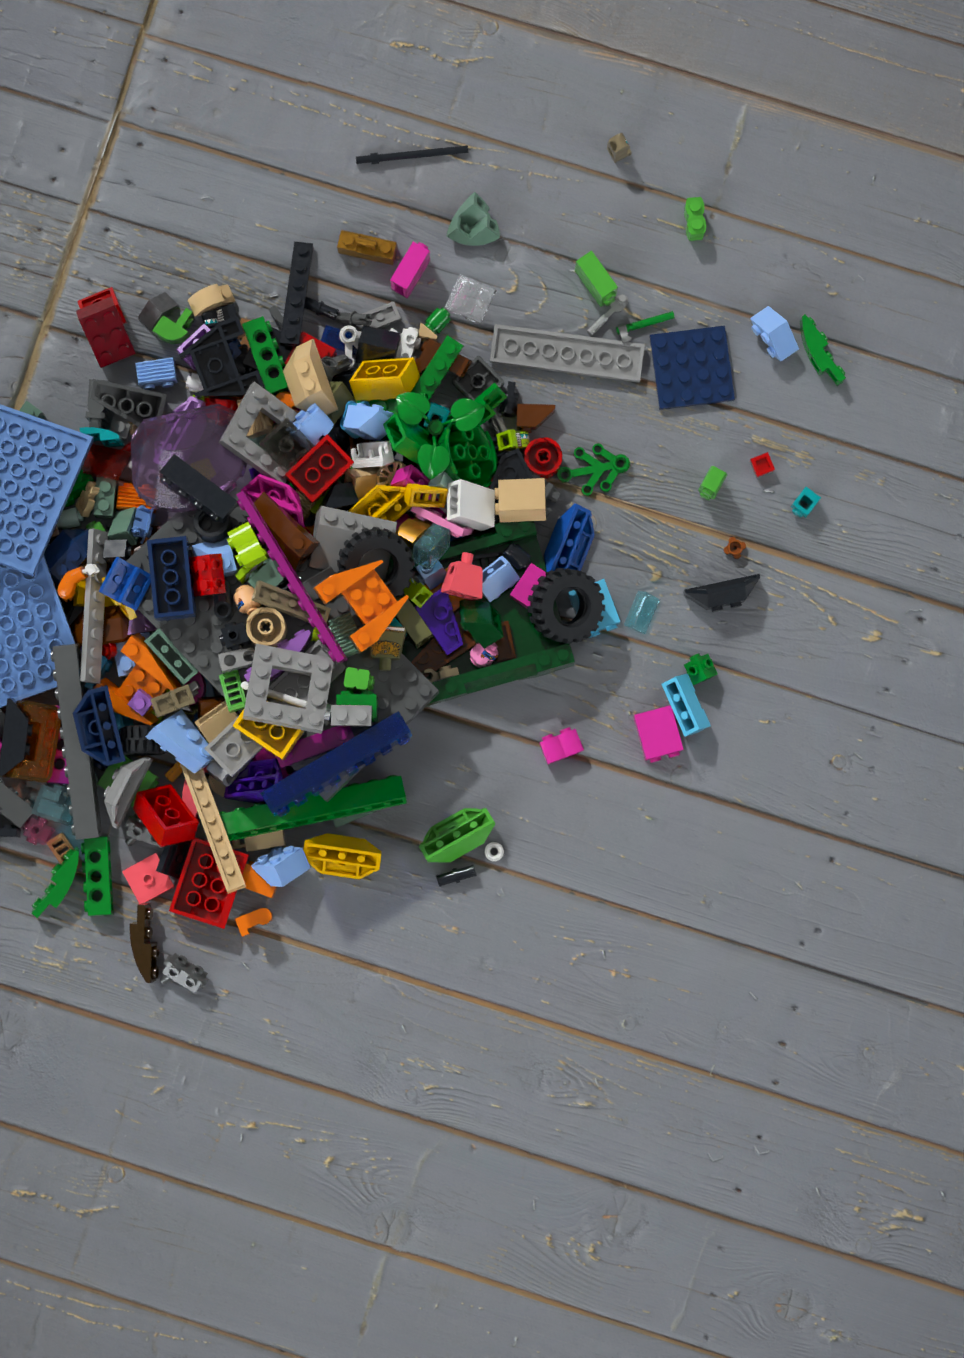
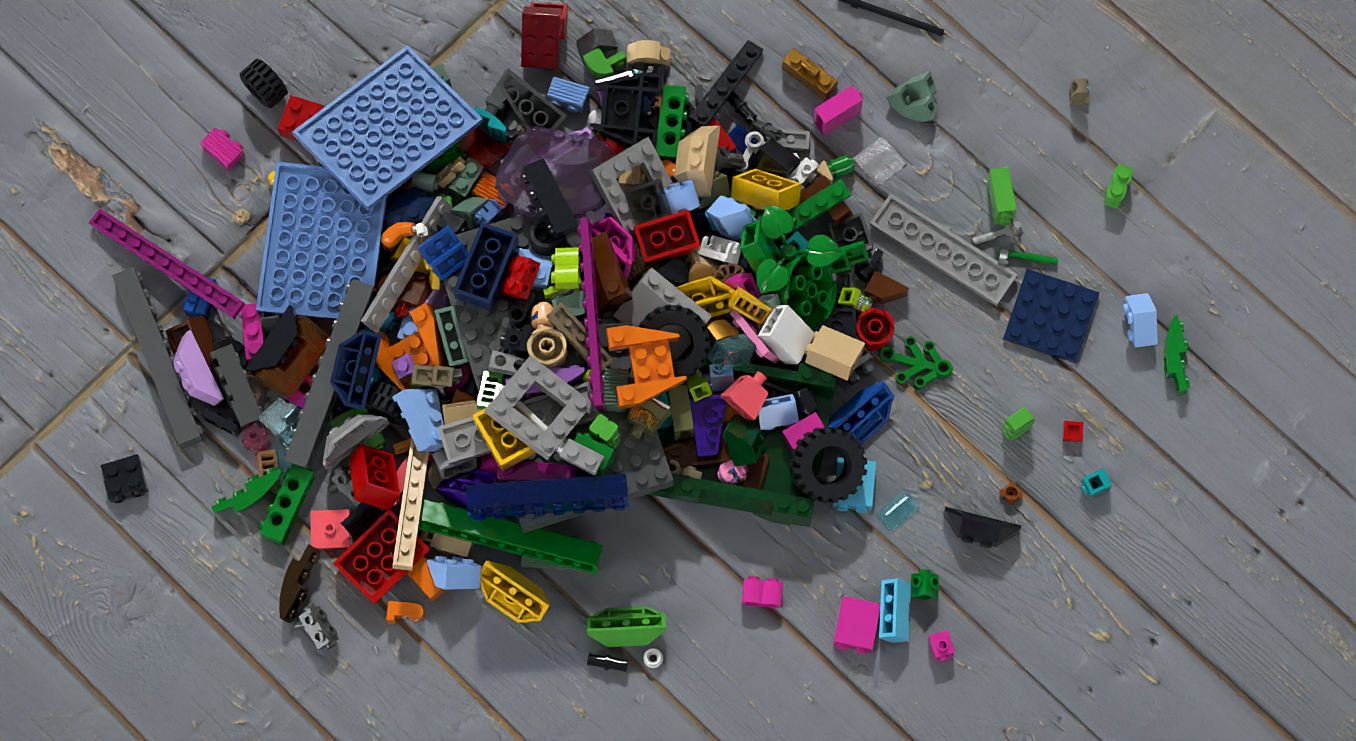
camera: 30 degrees right, 10 degrees down
(741, 715) = (941, 646): none -> dark pink brick

